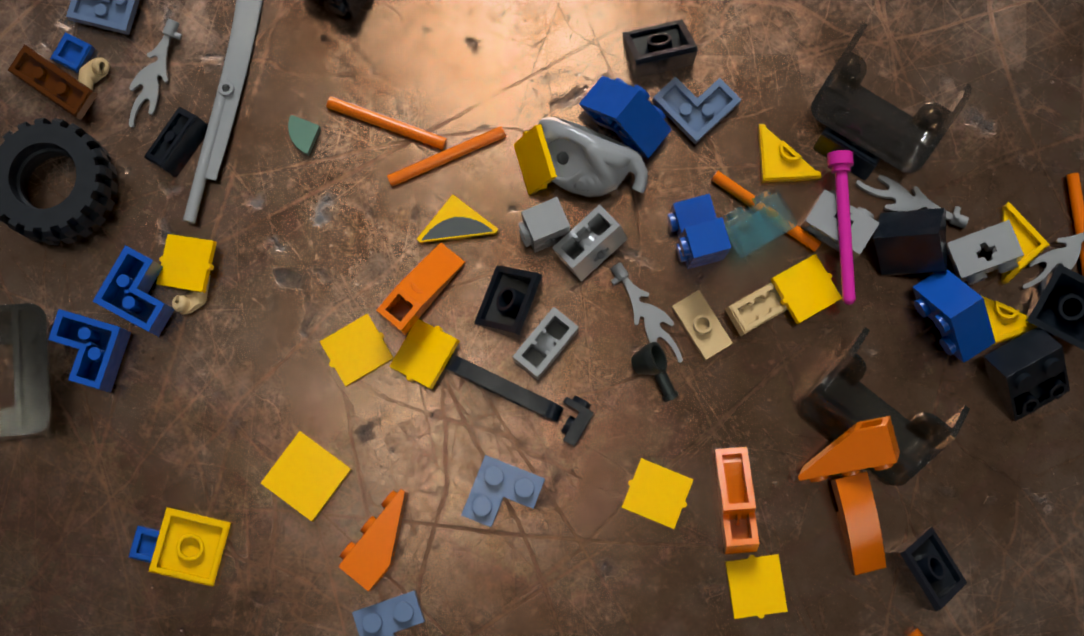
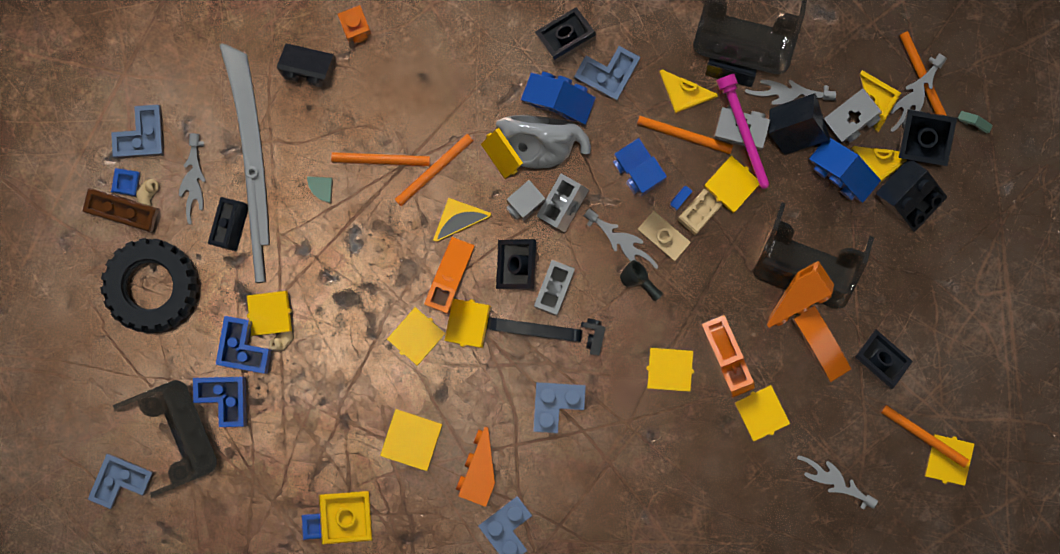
camera: 15 degrees left, 5 degrees up
(737, 285) = (680, 198): none -> blue tile
(759, 223) = (682, 148): clear light blue brick -> none

